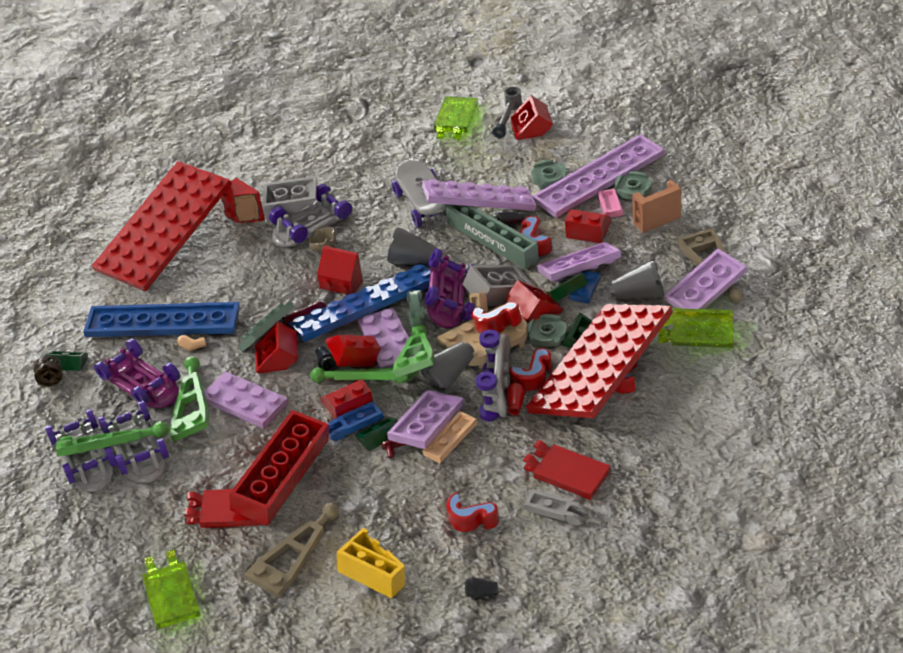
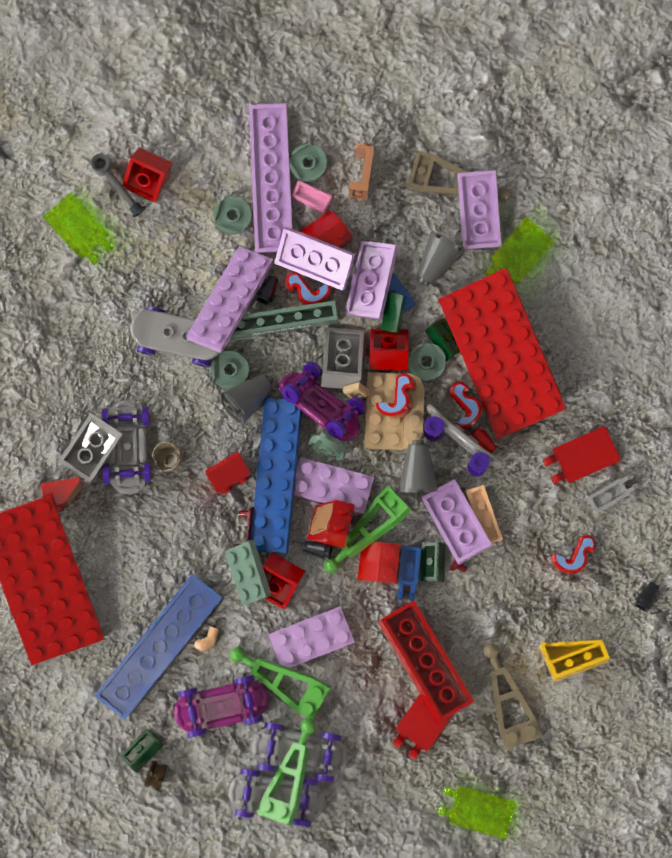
camera: 60 degrees left, 40 degrees up
(415, 345) = (413, 496): bright green plate -> none
(433, 232) = (221, 363): none -> sand green plate
(558, 215) = (314, 258): none -> plate

